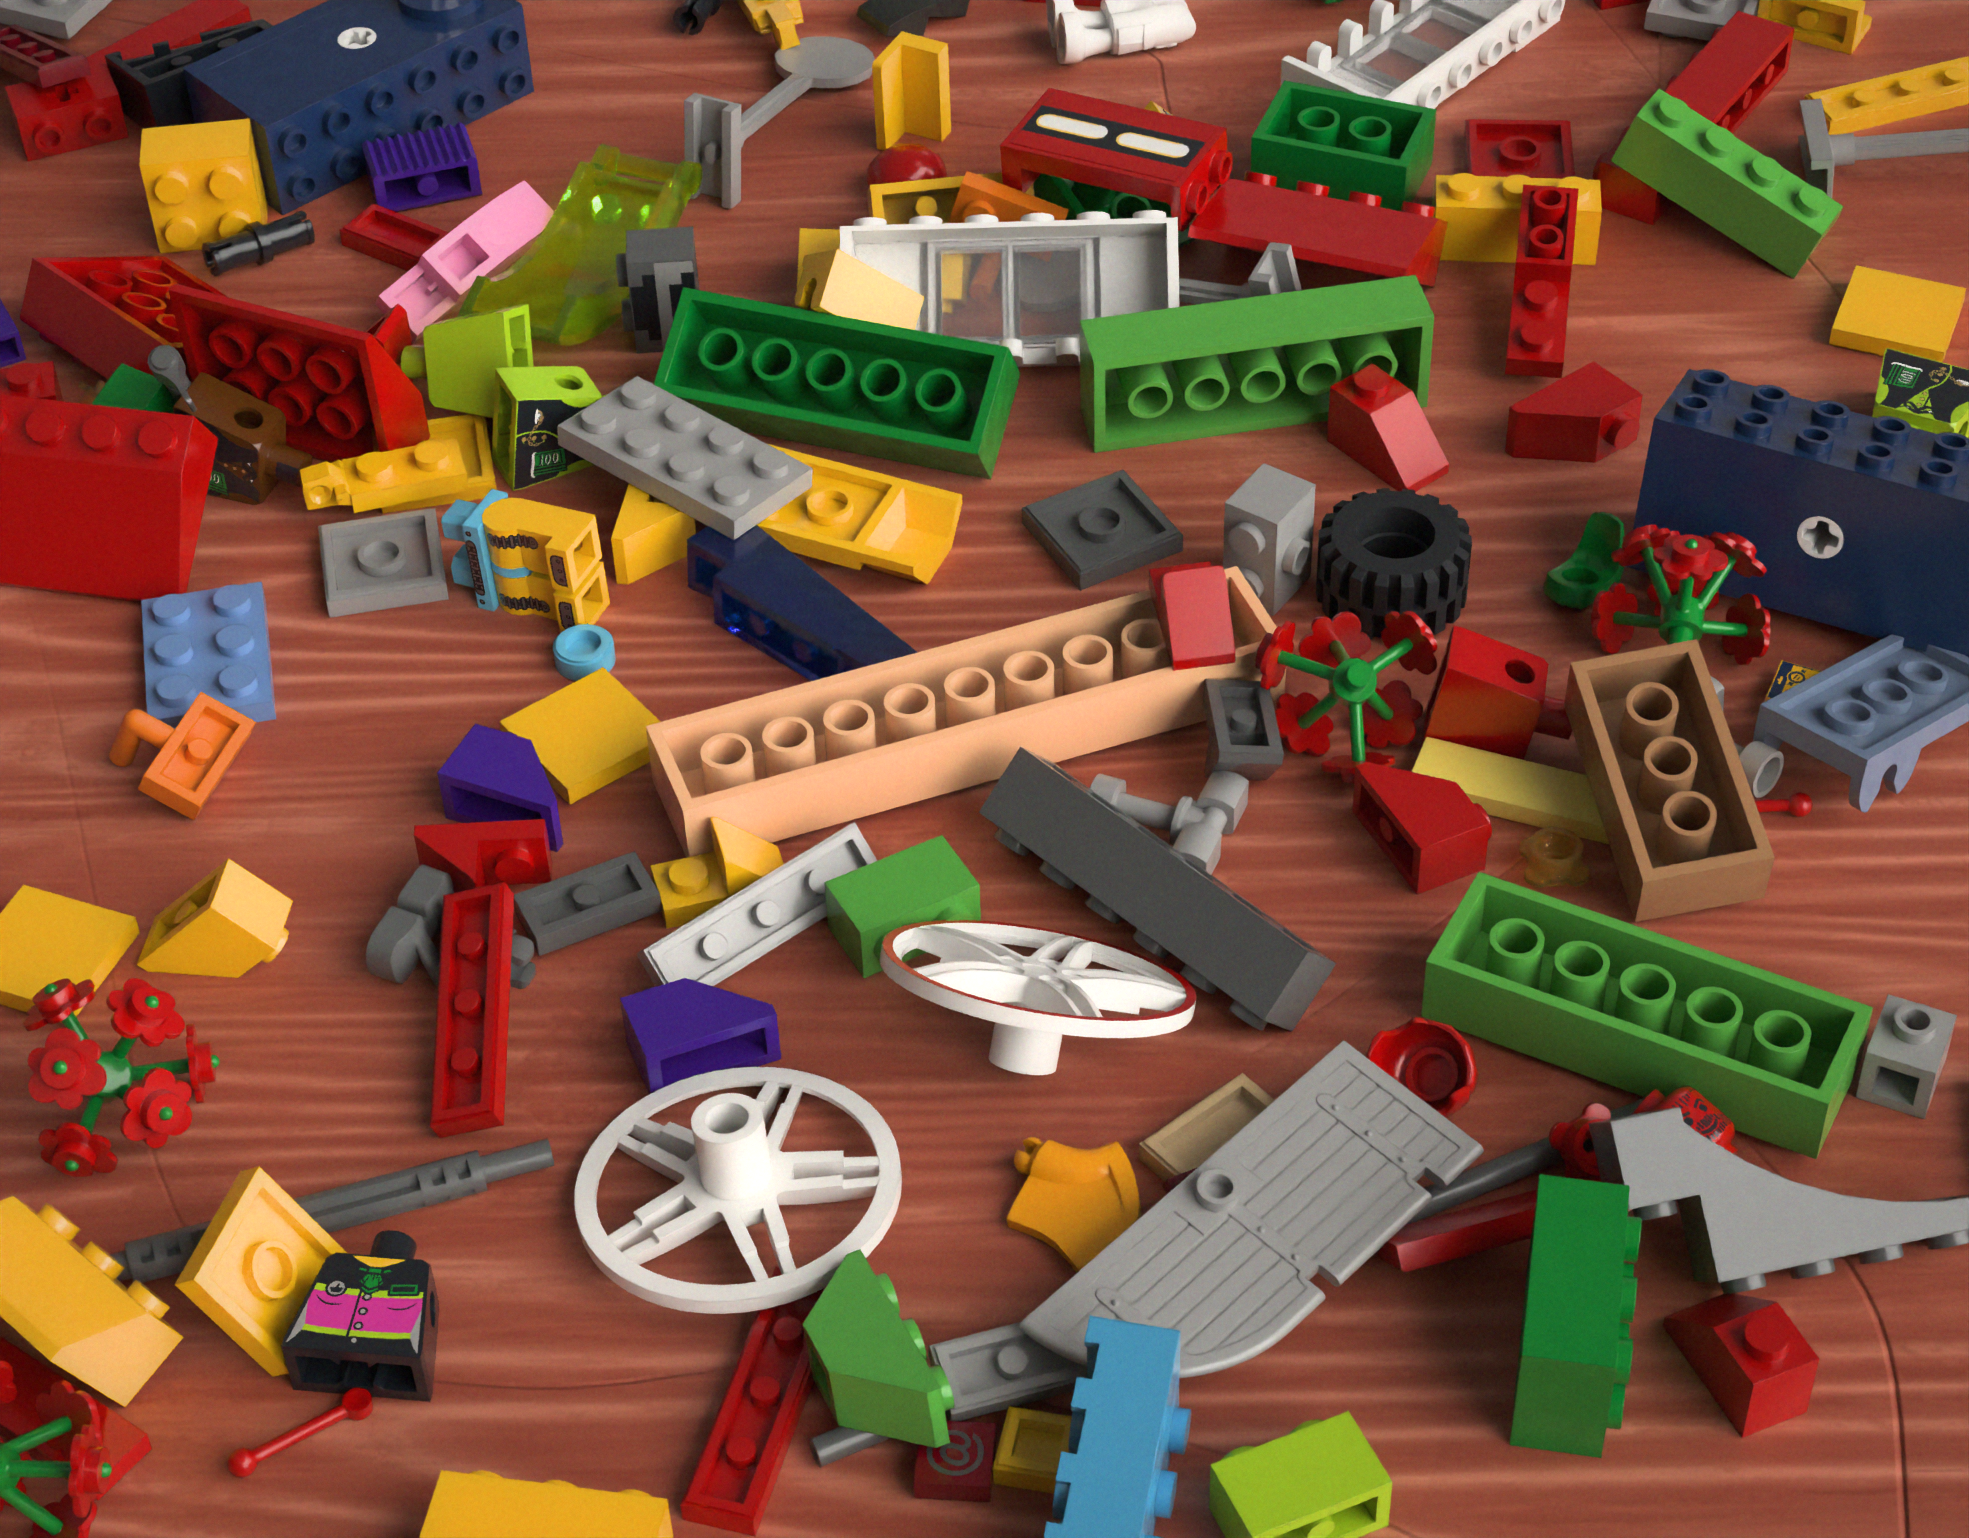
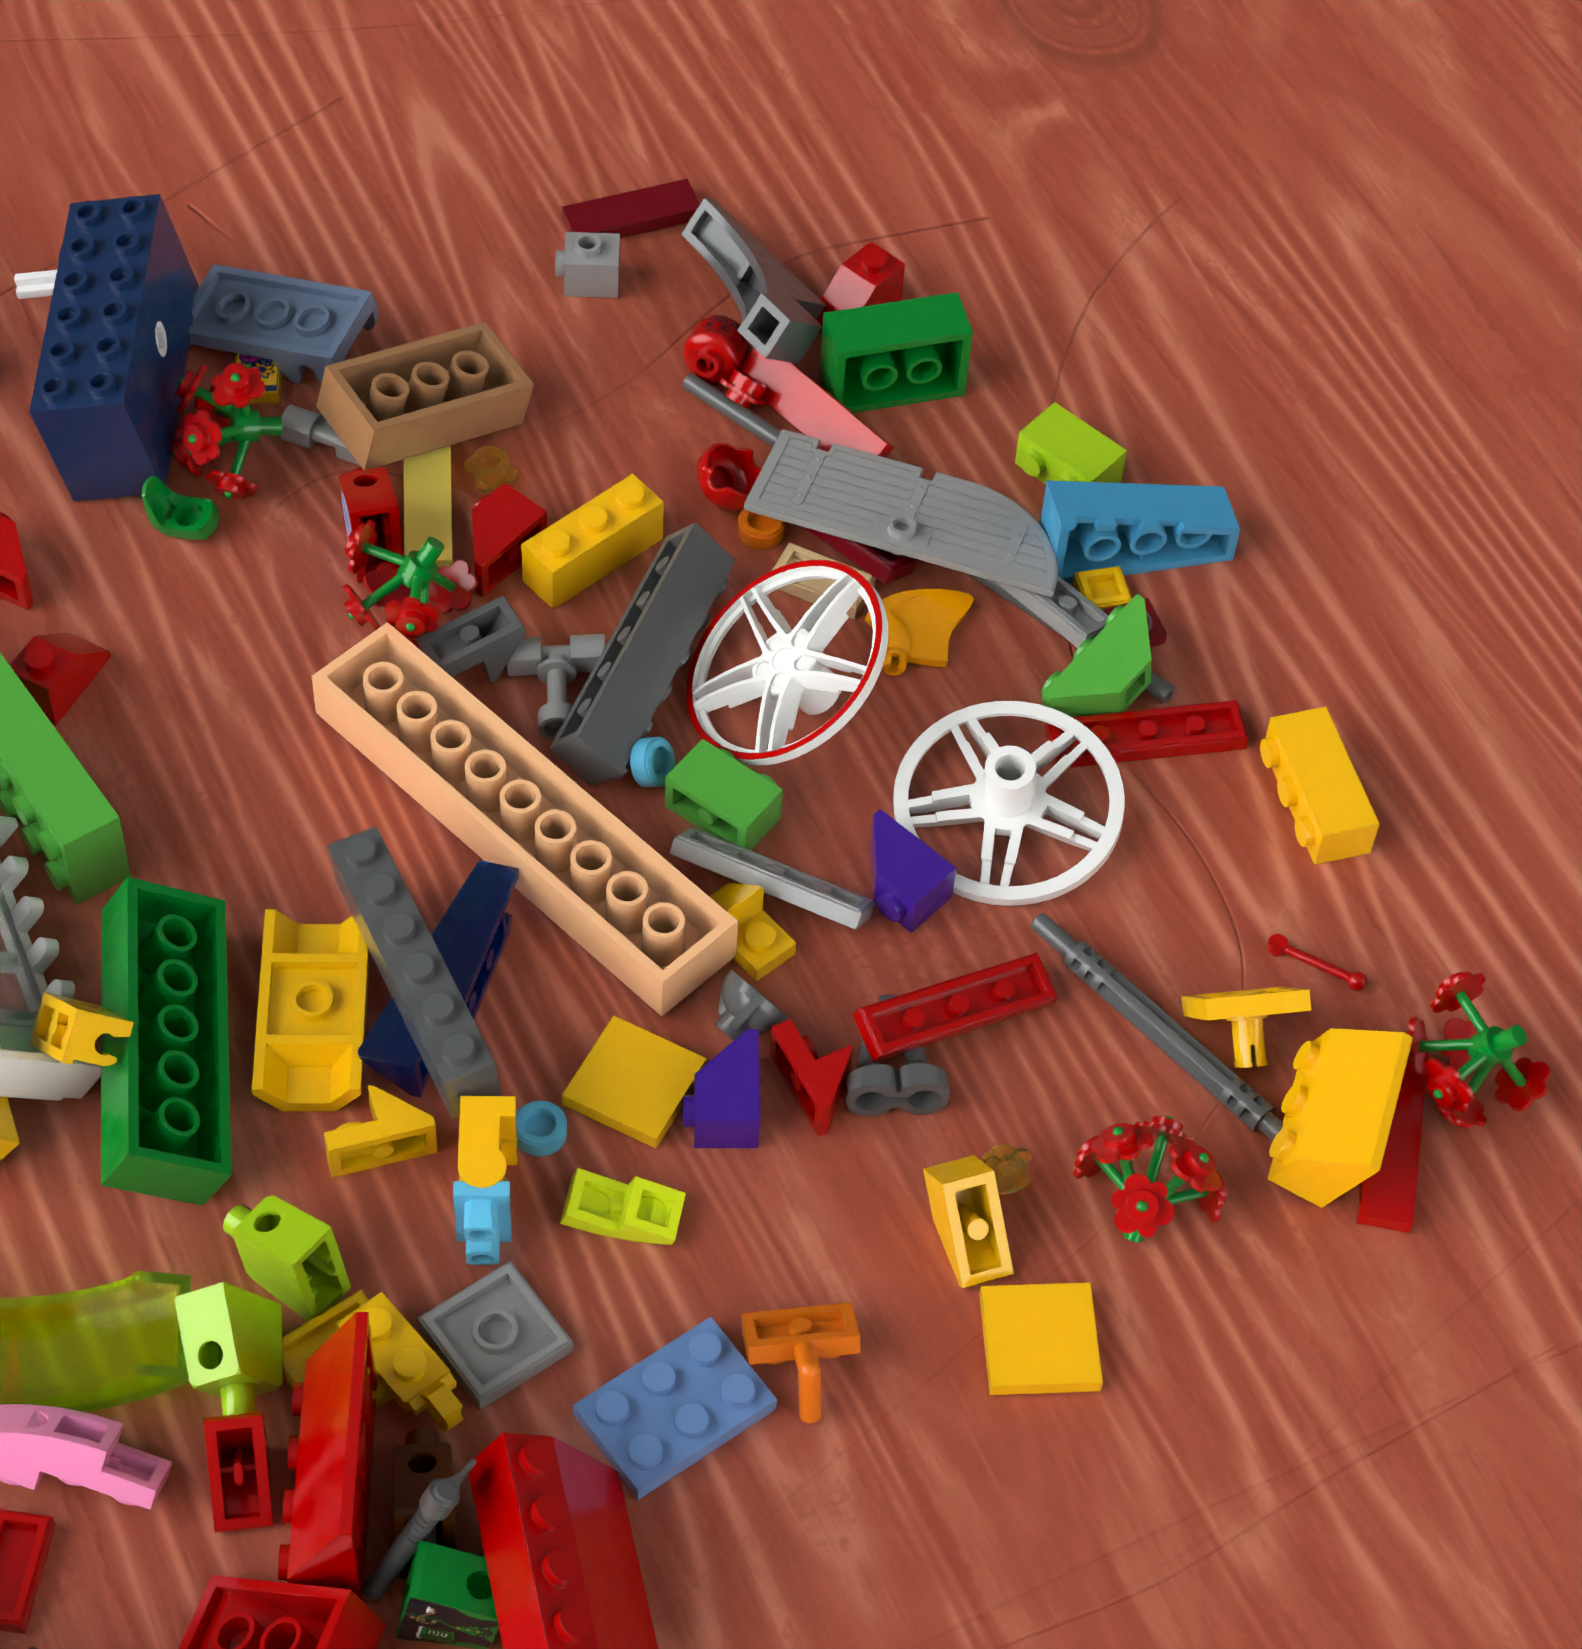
camera: 120 degrees left, 10 degrees up
(246, 983) = (1009, 1167): none -> clear yellow plate
(368, 1324) = (1230, 945): black torso -> none
(446, 686) = (623, 1211): none -> neon yellow slope
(587, 903) = (812, 993): dark grey plate -> none
(622, 833) = (745, 1008): none -> dark grey piece
(655, 271) = (68, 1234): brick -> none
(685, 457) = (313, 1109): light grey plate -> none
(783, 538) = (413, 969): none -> dark grey brick
(993, 857) = (651, 761): none -> medium azure tile
(1102, 529) = (238, 831): dark grey tile -> none
(1193, 614) = (394, 675): slope -> none
(1271, 534) = (252, 683): light grey brick -> none
(1368, 900) = (592, 541): none -> yellow brick
(1393, 556) = (228, 585): black tyre -> none
(1645, 1011) = (629, 375): bright green brick -> none

